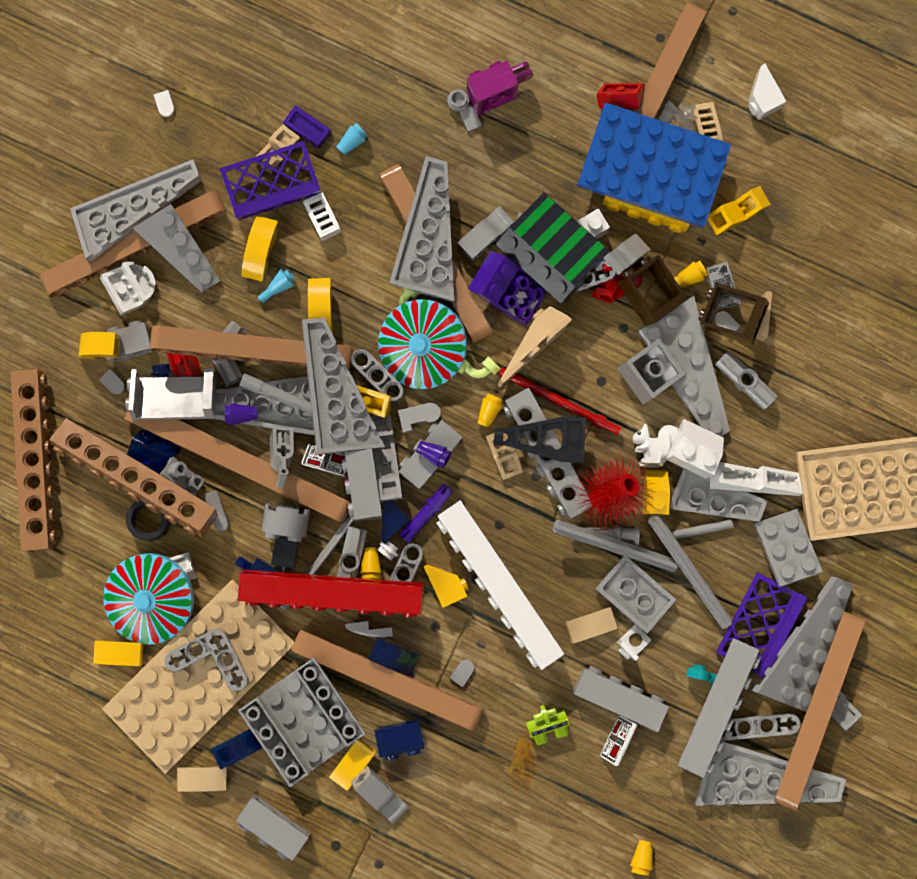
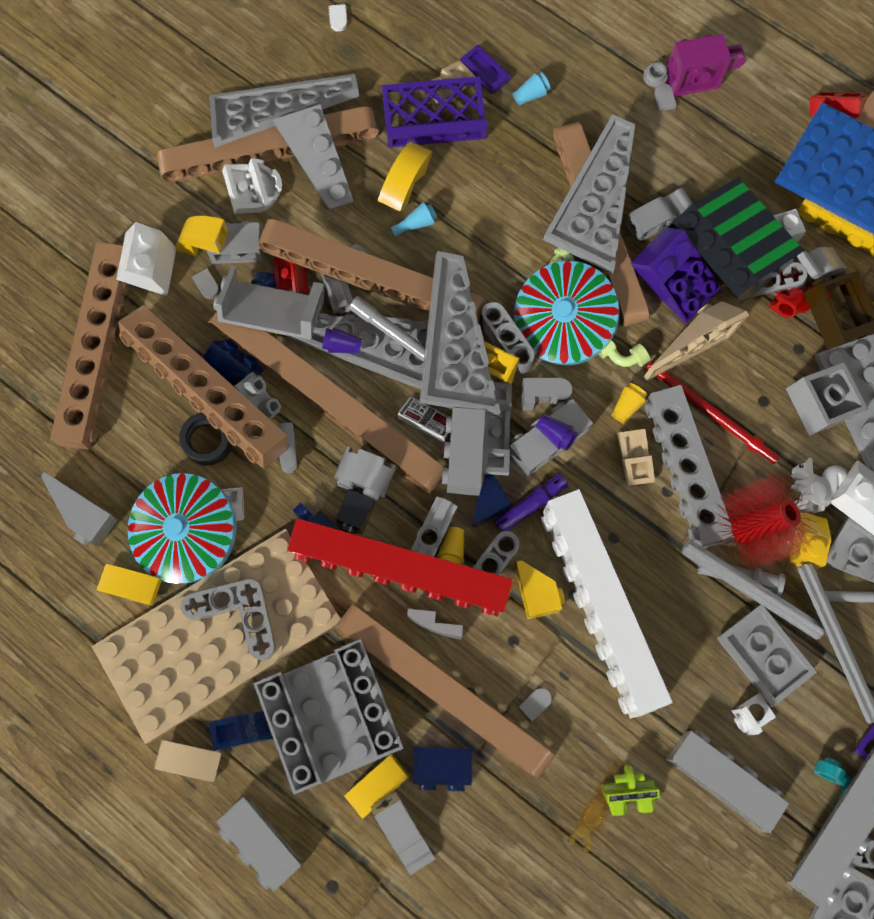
camera: 15 degrees right, 10 degrees down
(57, 377) = (146, 259): none -> white slope
(62, 605) = (80, 514): none -> light grey slope
(281, 452) = (378, 394): light grey piece -> none
(320, 299) = (461, 238): yellow brick -> none
(327, 550) = (404, 521): light grey sword -> none
(330, 231) = (486, 176): white slope -> none
(388, 550) = (477, 535): white plate -> none
(393, 656) = (457, 663): clear blue slope -> none
(572, 438) = (723, 453): black plate -> none
(590, 625) = (704, 681): tan slope -> none
(618, 740) = (715, 834): slope -> none

